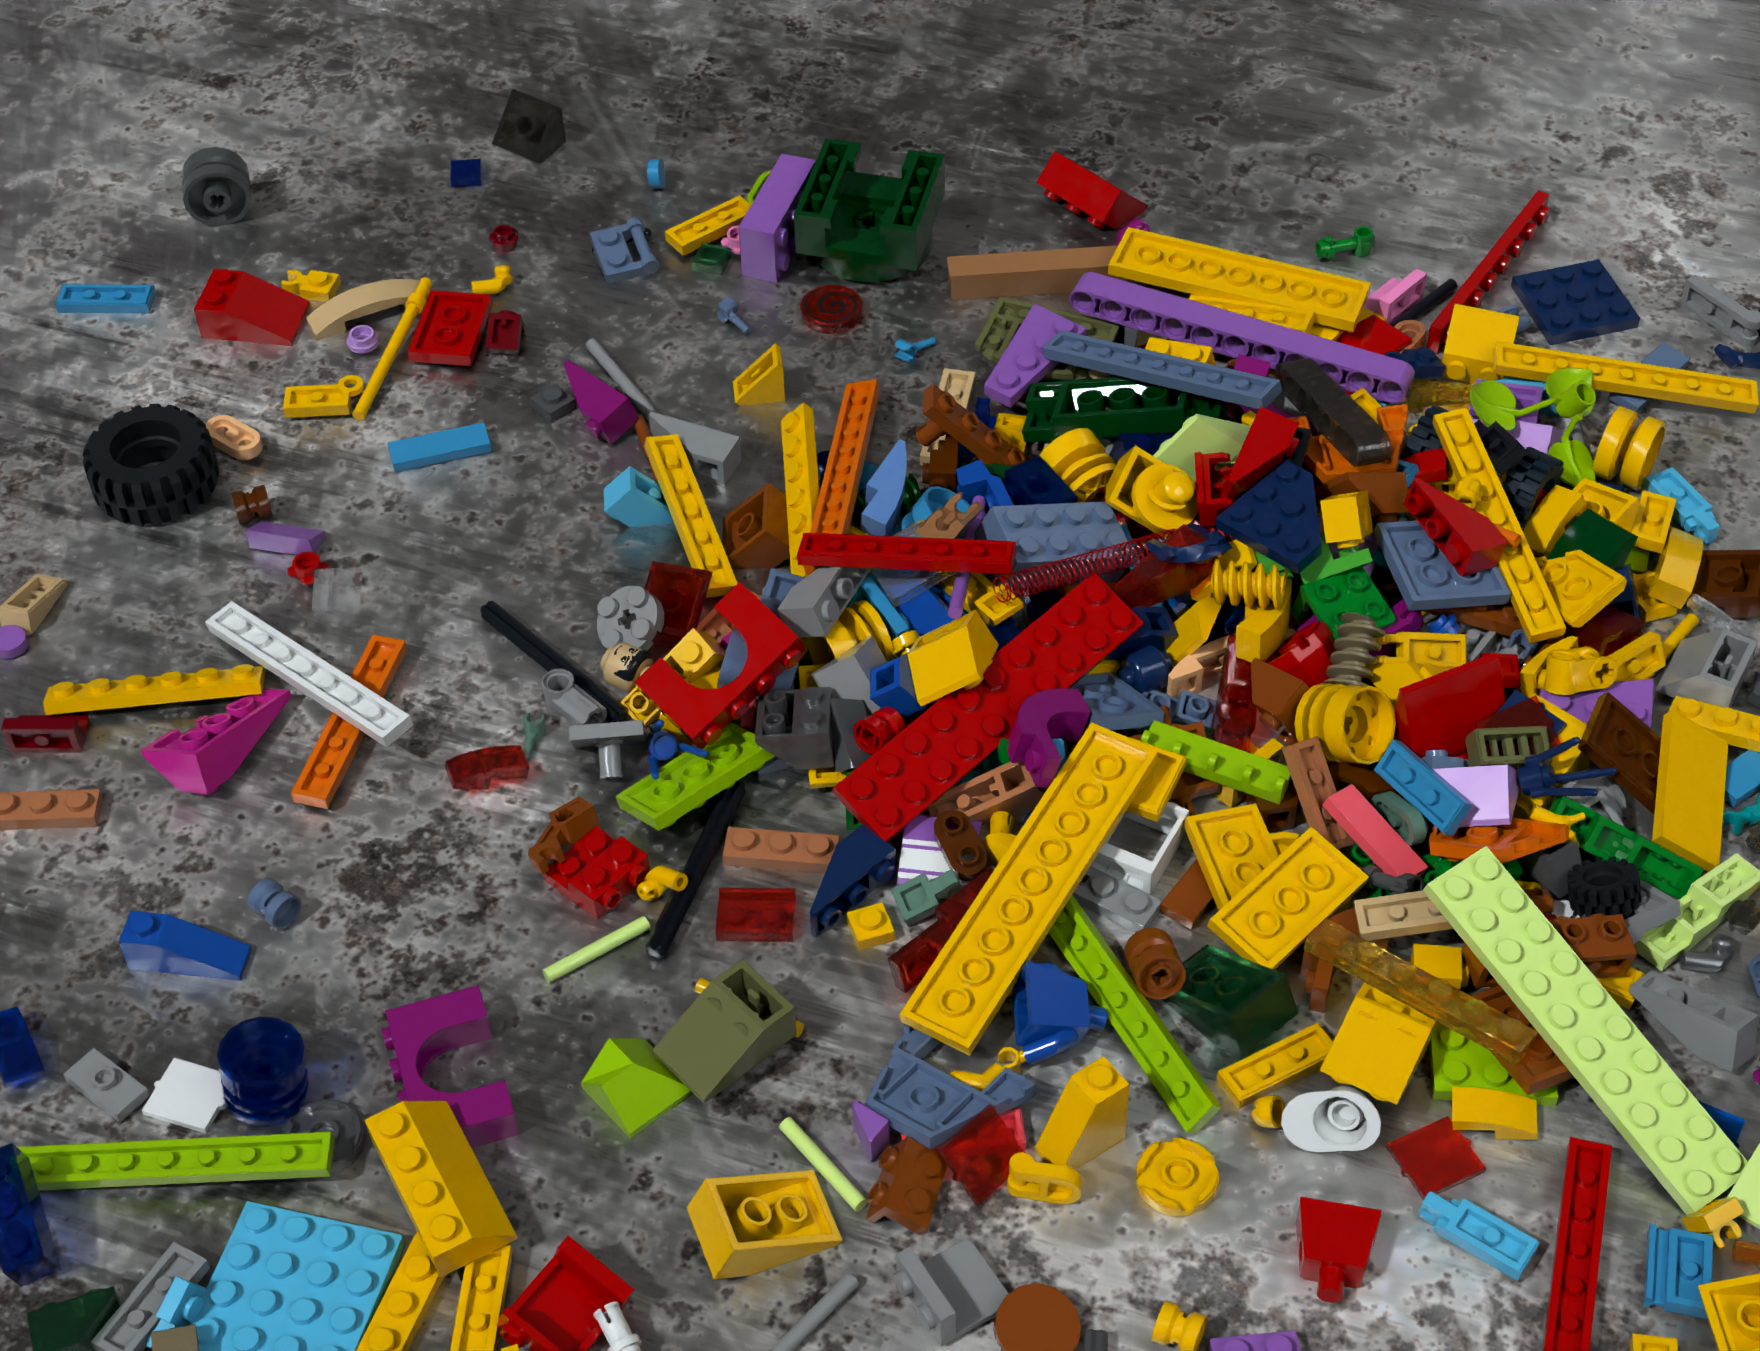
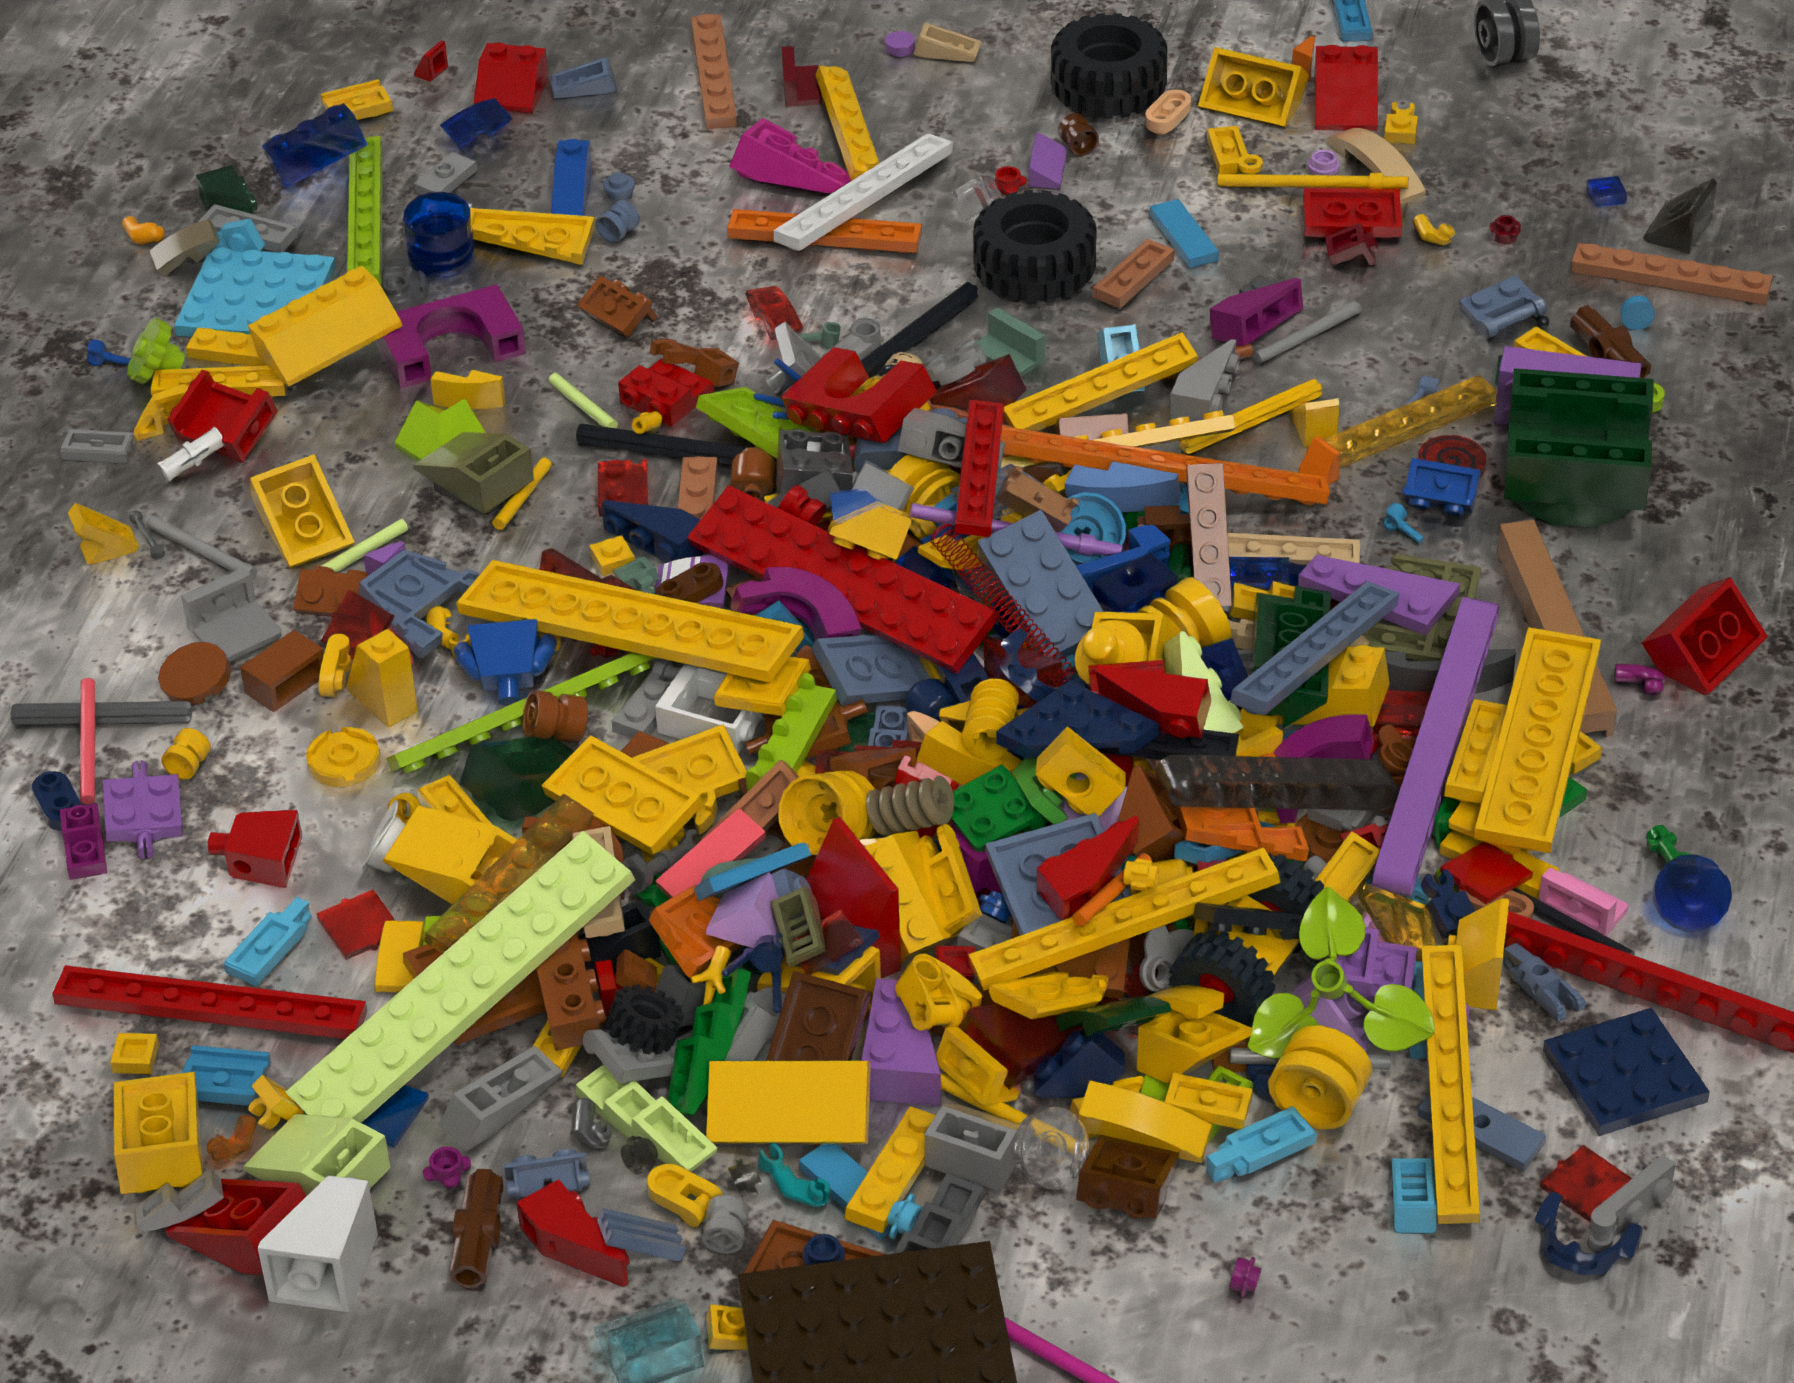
camera: 85 degrees right, 5 degrees down
(188, 330) = (1304, 55): none -> orange slope
(194, 905) = (619, 186): none -> sand blue plate
(223, 371) = (1253, 87): none -> yellow slope
(268, 978) = (537, 233): none -> yellow wing
(439, 908) = (616, 306): none -> dark orange bracket
(458, 572) = (1034, 246): none -> black tyre
(501, 484) = (1133, 273): none -> nougat plate
(563, 1048) = (478, 389): none -> yellow slope
(588, 581) = (1013, 337): none -> sand green panel
(596, 153) = (1671, 273): none -> nougat plate
(697, 194) = (1605, 340): none -> reddish brown piece
(742, 427) = (1259, 413): none -> yellow axle
(768, 793) = (753, 472): none -> dark orange head
(770, 328) = (1412, 420): none -> clear yellow plate
(825, 385) = (1321, 460): none -> orange slope
(878, 313) = (1441, 486): none -> blue bracket
(1043, 1232) = (282, 670): none -> dark orange brick
(1394, 236) = (1692, 893): none -> clear blue tile
(1692, 335) = (1584, 1181): none -> clear red piece
(1729, 426) = (1414, 1197): none -> medium azure slope

